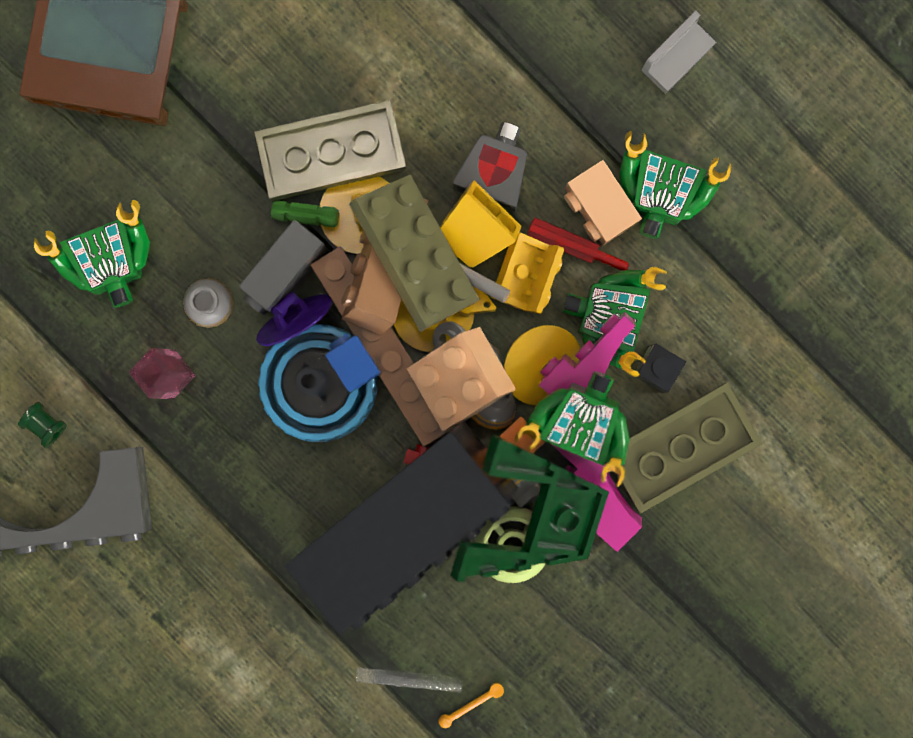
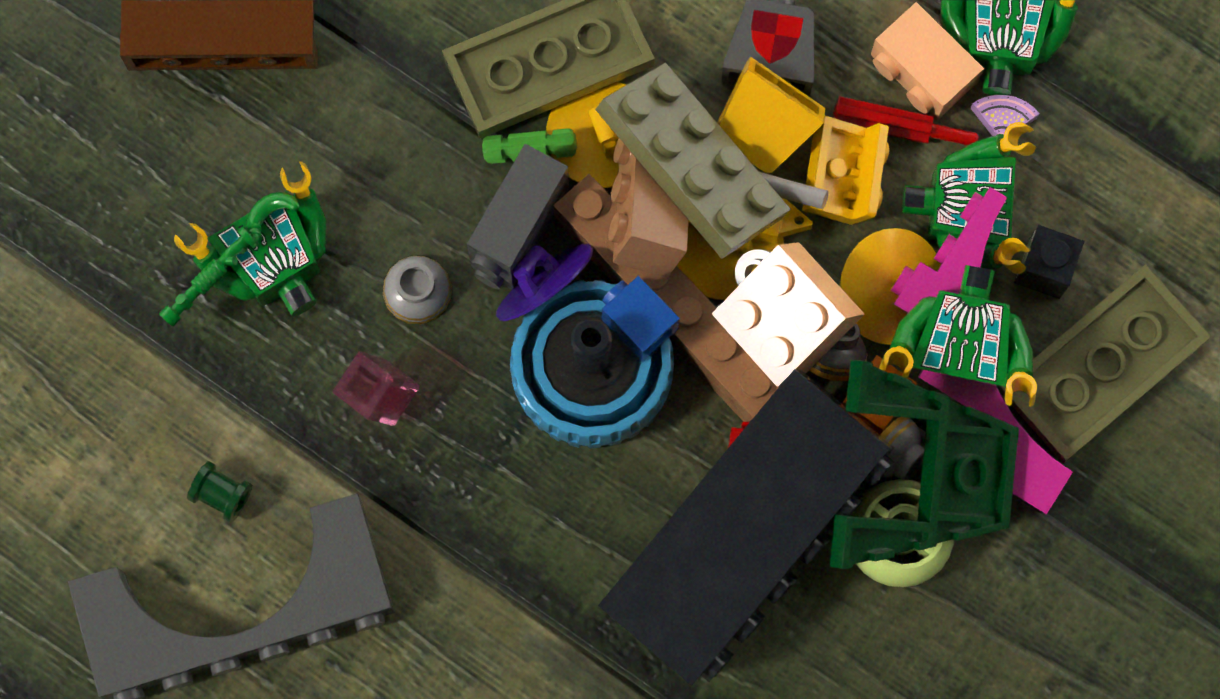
camera: 10 degrees left, 10 degrees down
(62, 266) = (218, 267): none -> green piece
(650, 252) = (1000, 111): none -> lavender tile

